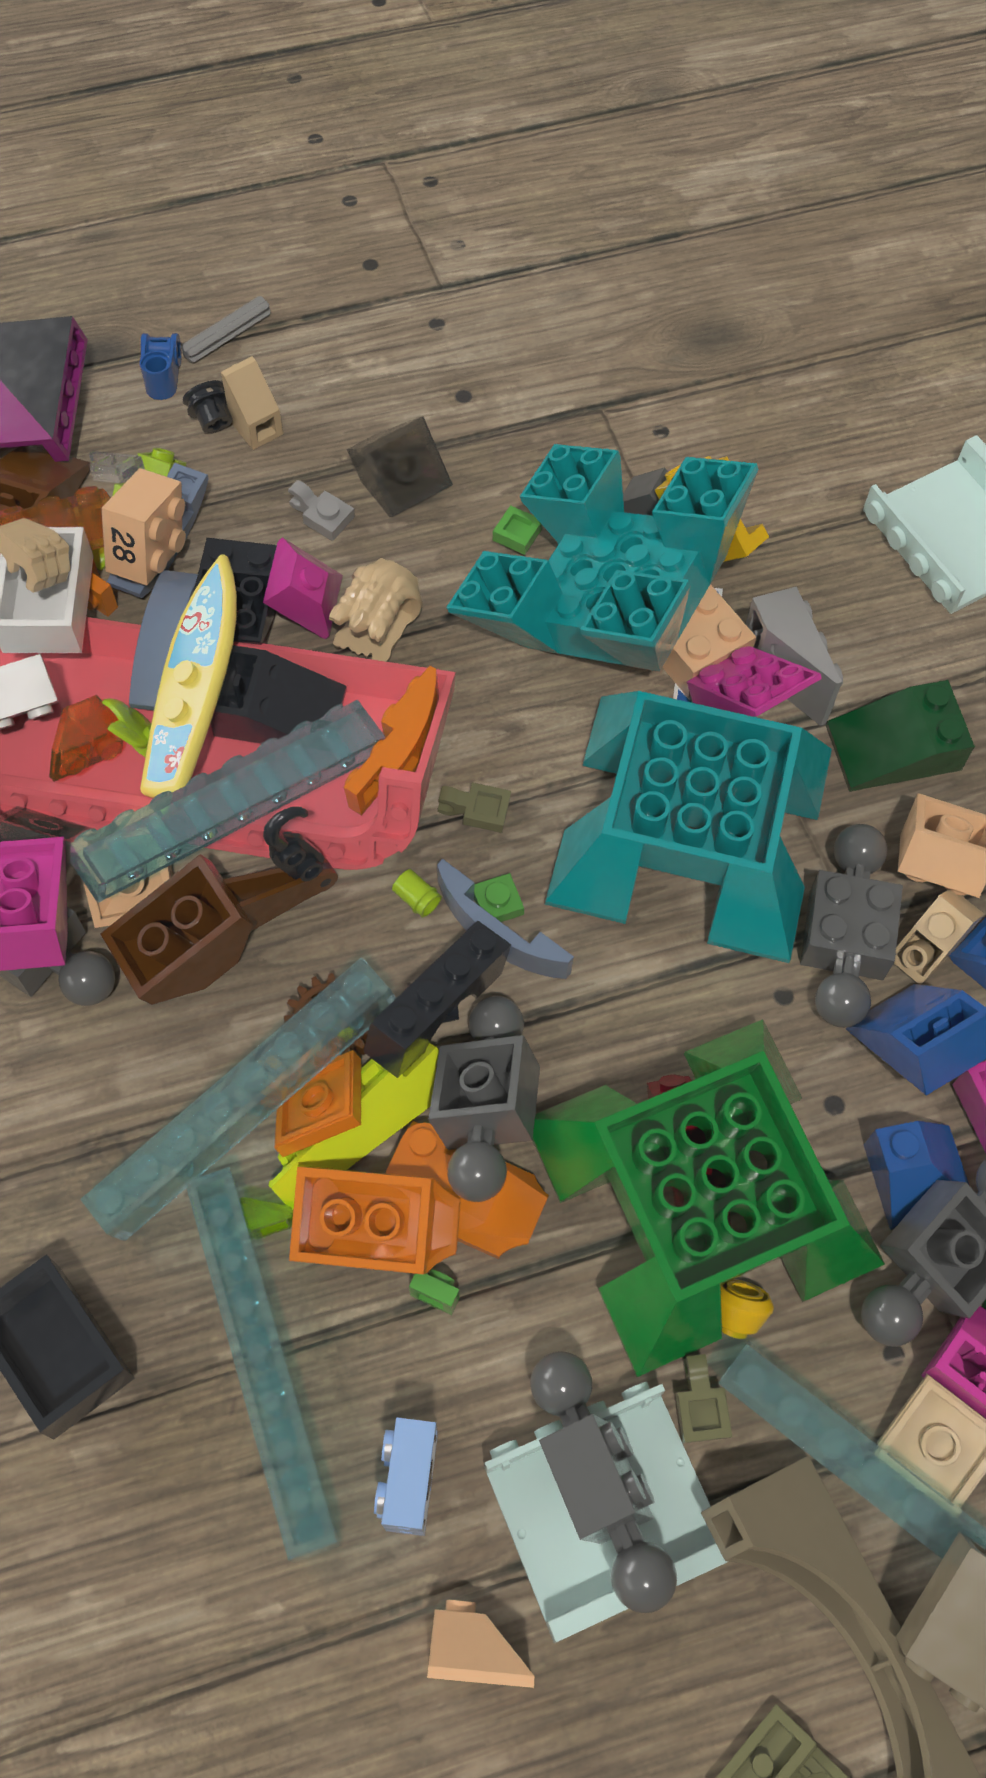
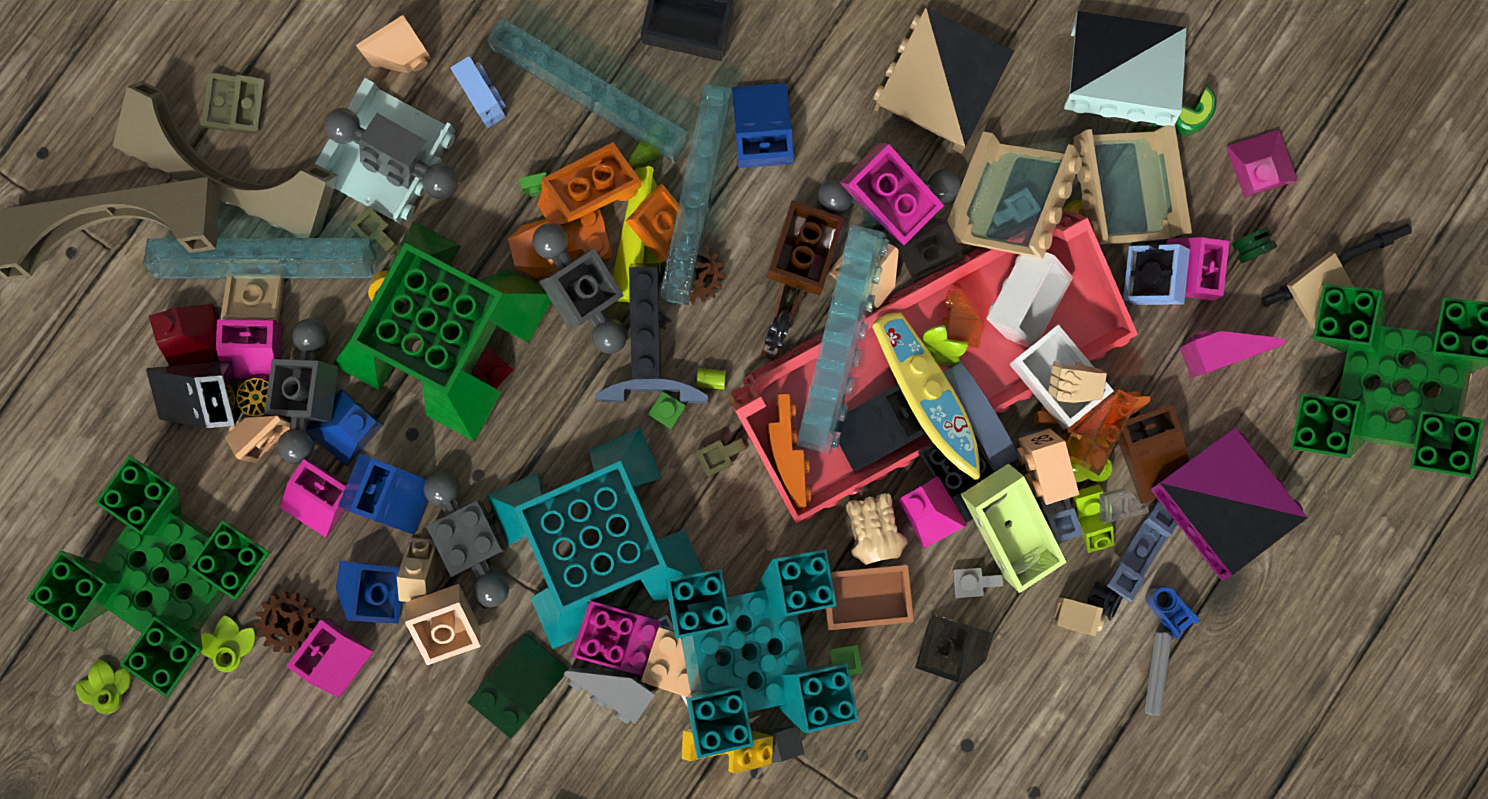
camera: 145 degrees right, 20 degrees up
(86, 1131) = (762, 125): none -> blue slope
(137, 423) = (1141, 552): none -> sand blue slope
(233, 501) = (1024, 547): none -> yellowish green piece
(436, 548) = (870, 597): none -> nougat piece

